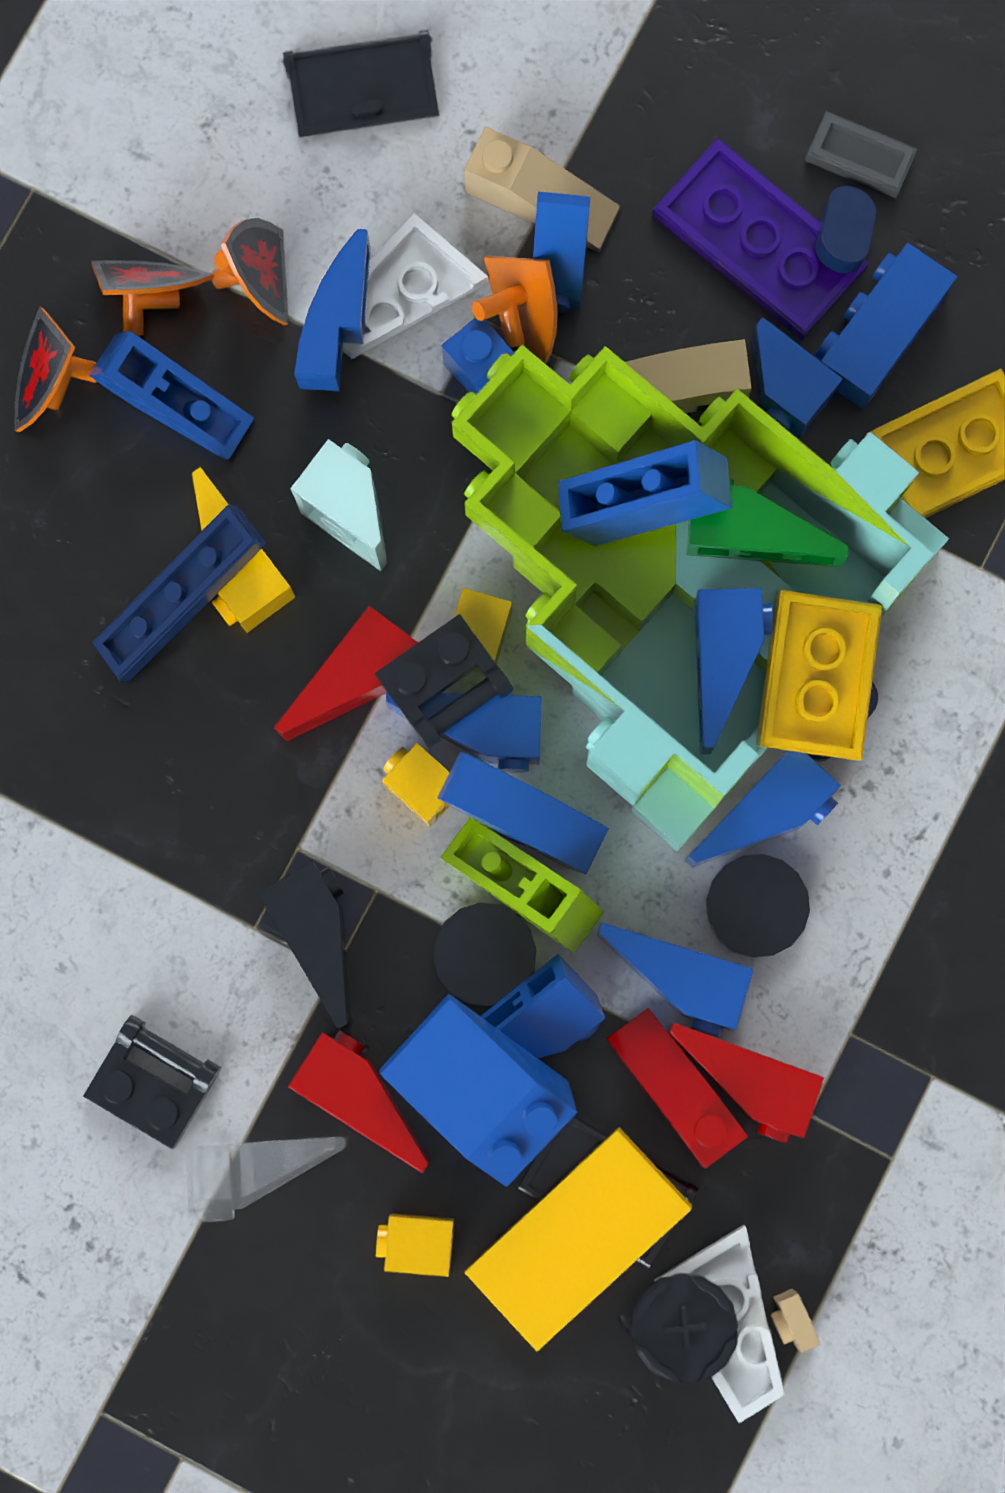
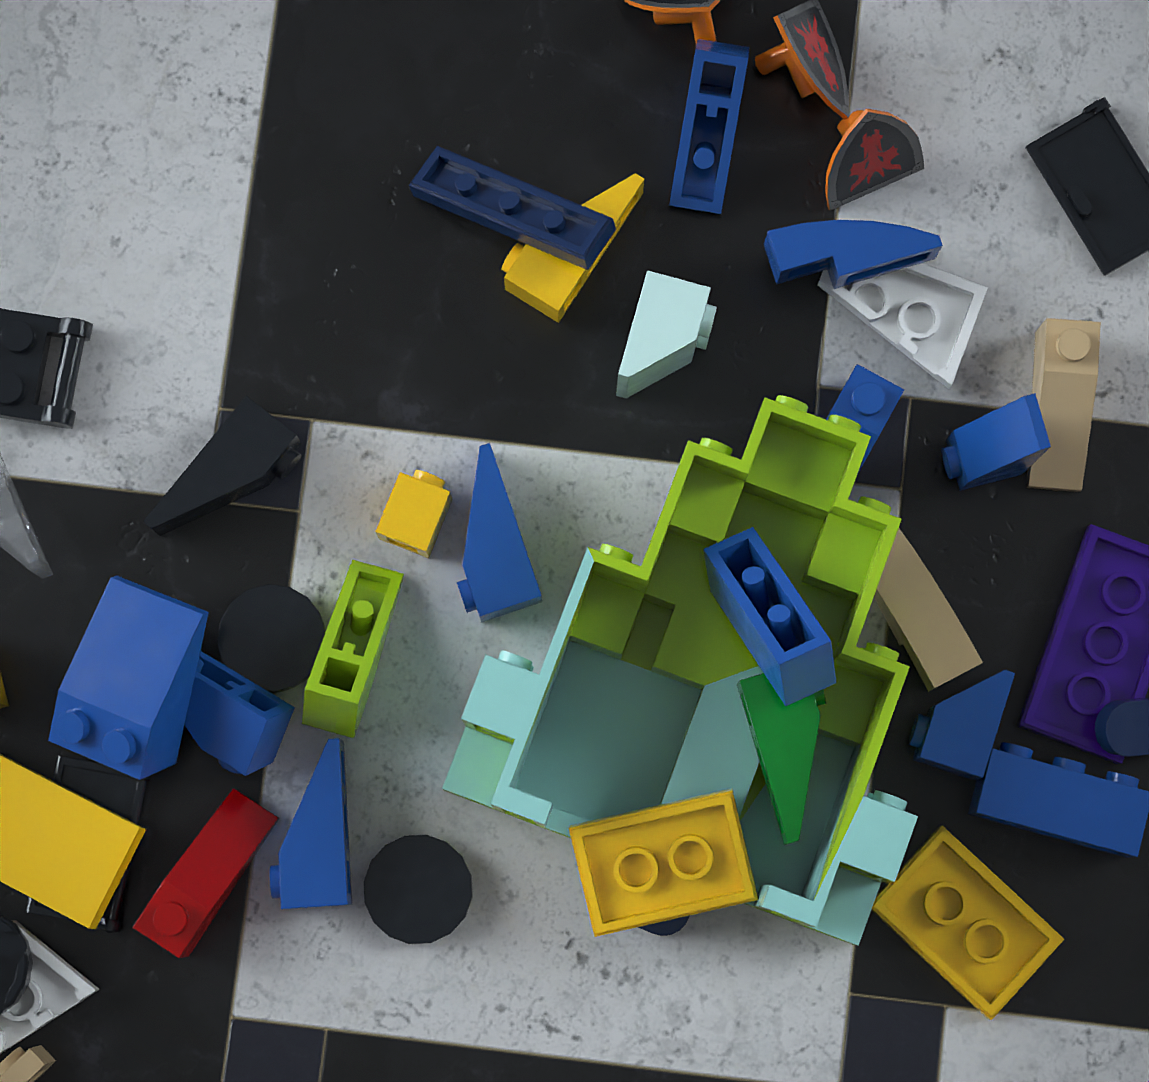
camera: 65 degrees right, 0 degrees up
(347, 675) = (507, 410): red slope -> none
(352, 1091) = (93, 547): red slope -> none
(433, 668) = (526, 478): black plate -> none
(487, 619) = (587, 511): yellow brick -> none
(523, 300) = (930, 428): orange shield -> none
(523, 813) = (419, 621): blue slope -> none
(728, 638) = (653, 759): blue slope -> none
(760, 1086) = (238, 956): red slope -> none
(776, 805) = (524, 870): blue slope -> none

